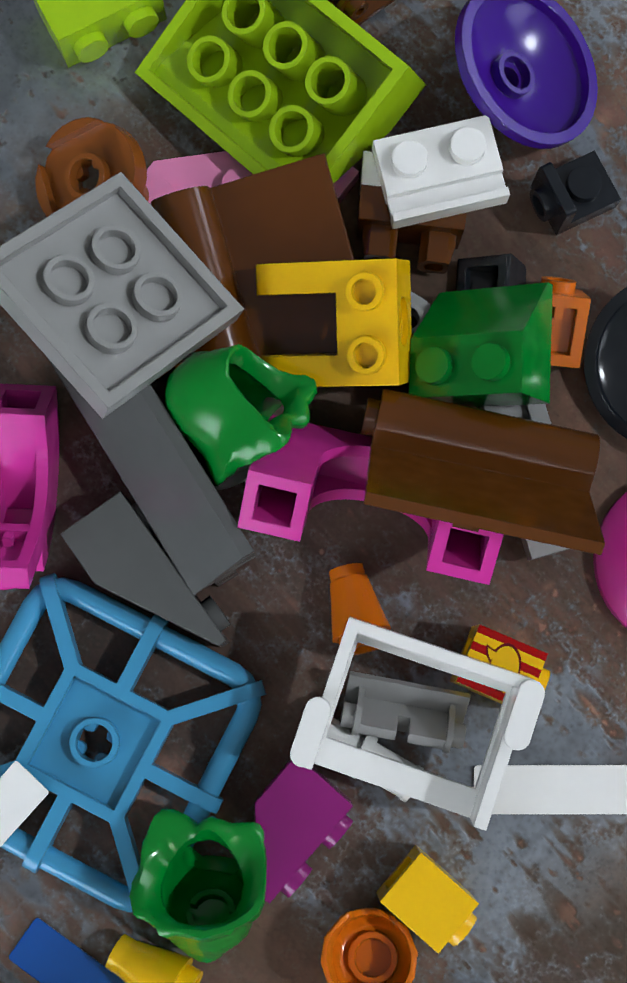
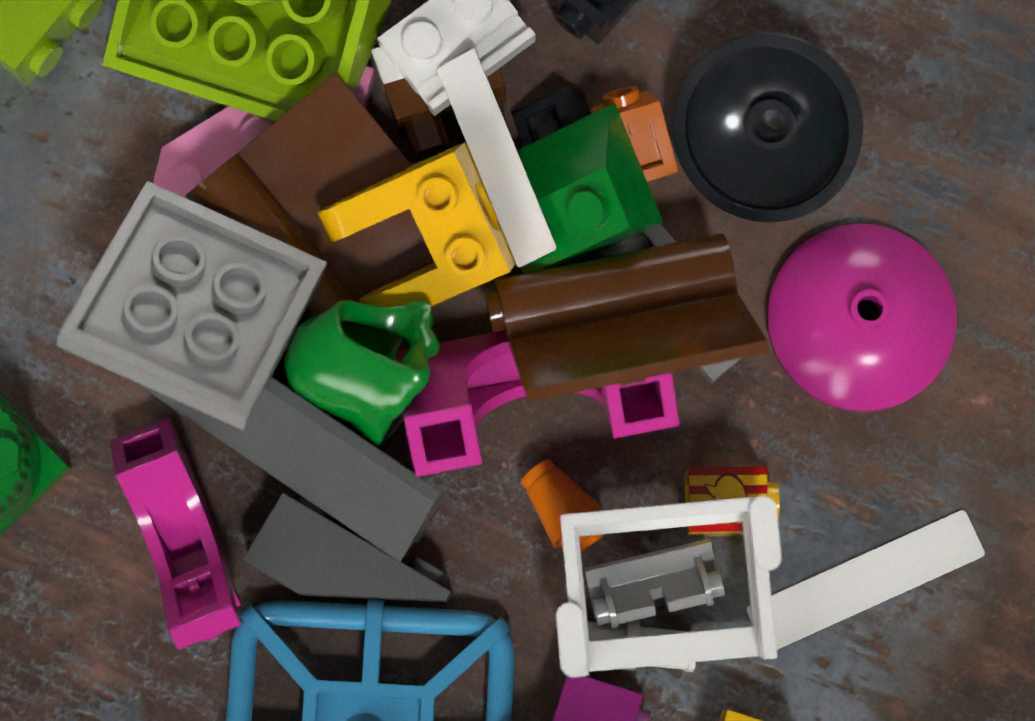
camera: 20 degrees left, 0 degrees up
(82, 145) = (77, 189): dark orange plate -> none
(430, 285) = (496, 158): none -> white sticker

